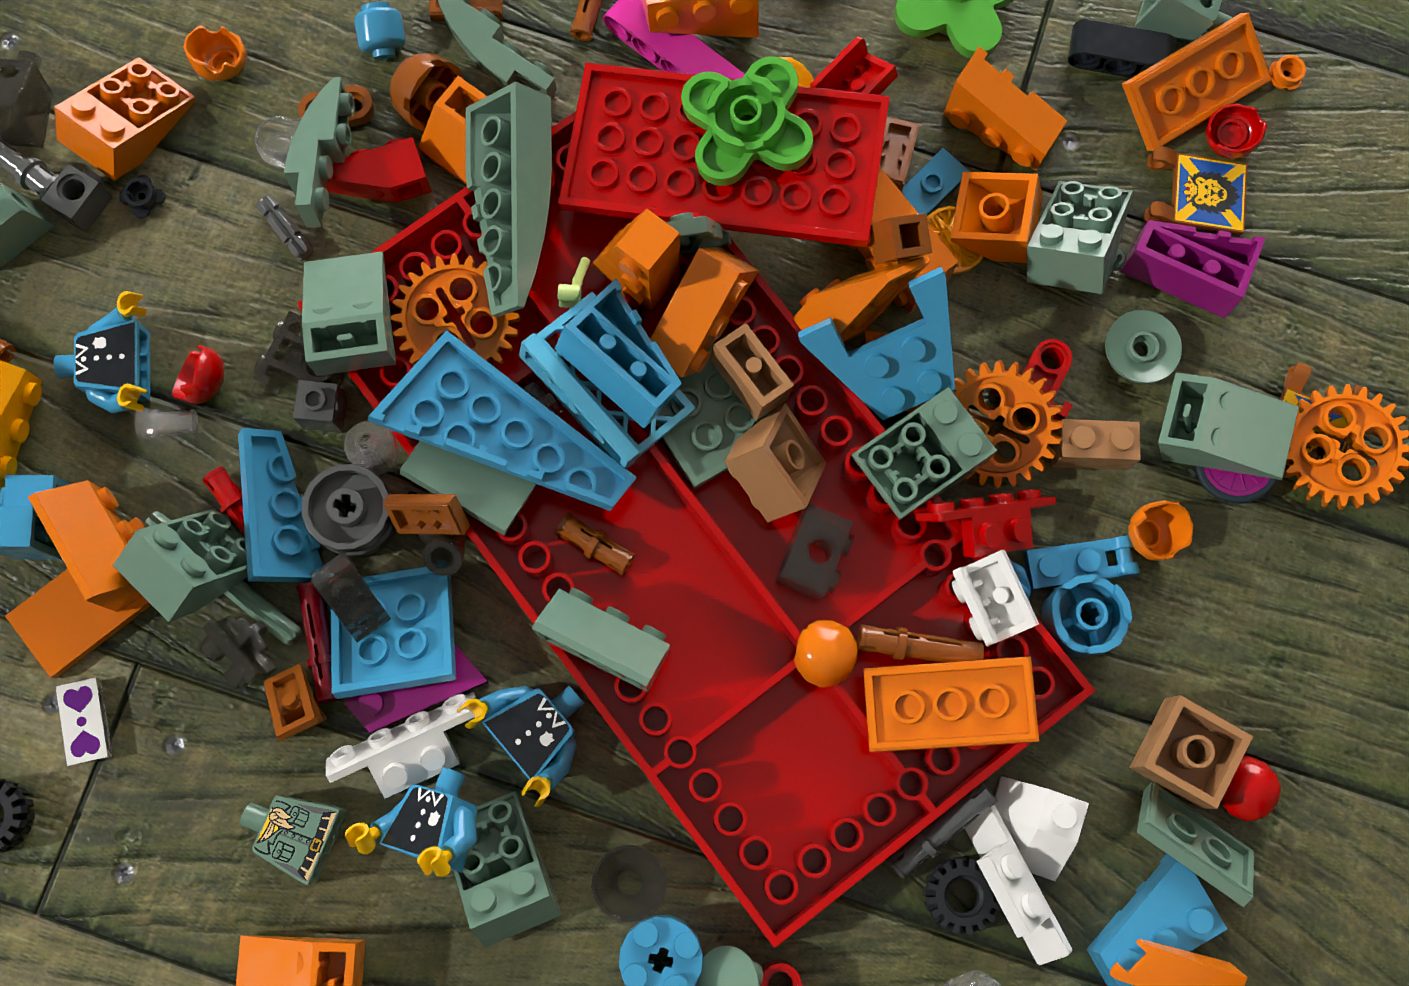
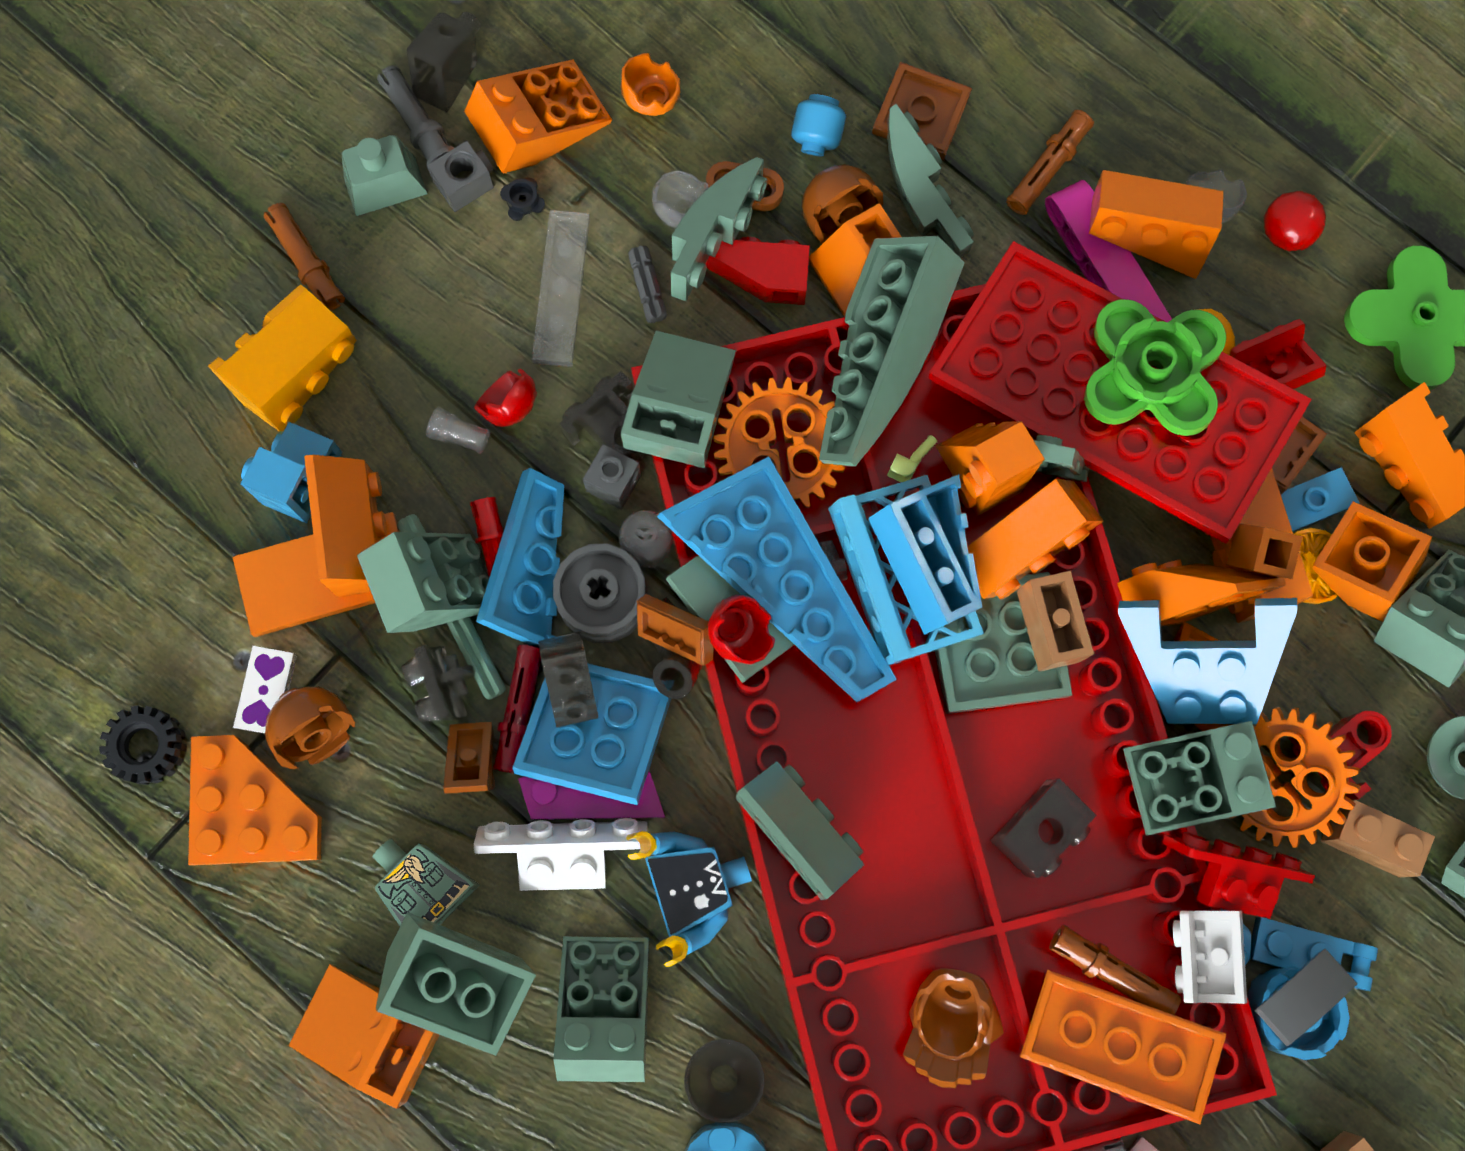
camera: 25 degrees right, 0 degrees up
(108, 833) = (245, 809): none -> orange plate
(112, 358) = (432, 348): torso -> none
(133, 736) = (307, 726): none -> dark orange cylinder
(209, 261) = (561, 288): none -> clear tile
(354, 904) = (452, 984): none -> sand green slope
(425, 825) = (550, 937): torso -> none
(481, 489) = (740, 630): none -> red hair
(595, 544) = (826, 726): dark orange pin -> none
(776, 464) = (1041, 724): medium nougat slope -> none
(803, 752) = (952, 1028): none -> dark orange hair
(826, 653) = (1015, 938): orange hair -> none
(1085, 599) = (1306, 997): none -> dark grey slope
(1160, 530) = (1411, 956): orange hair -> none

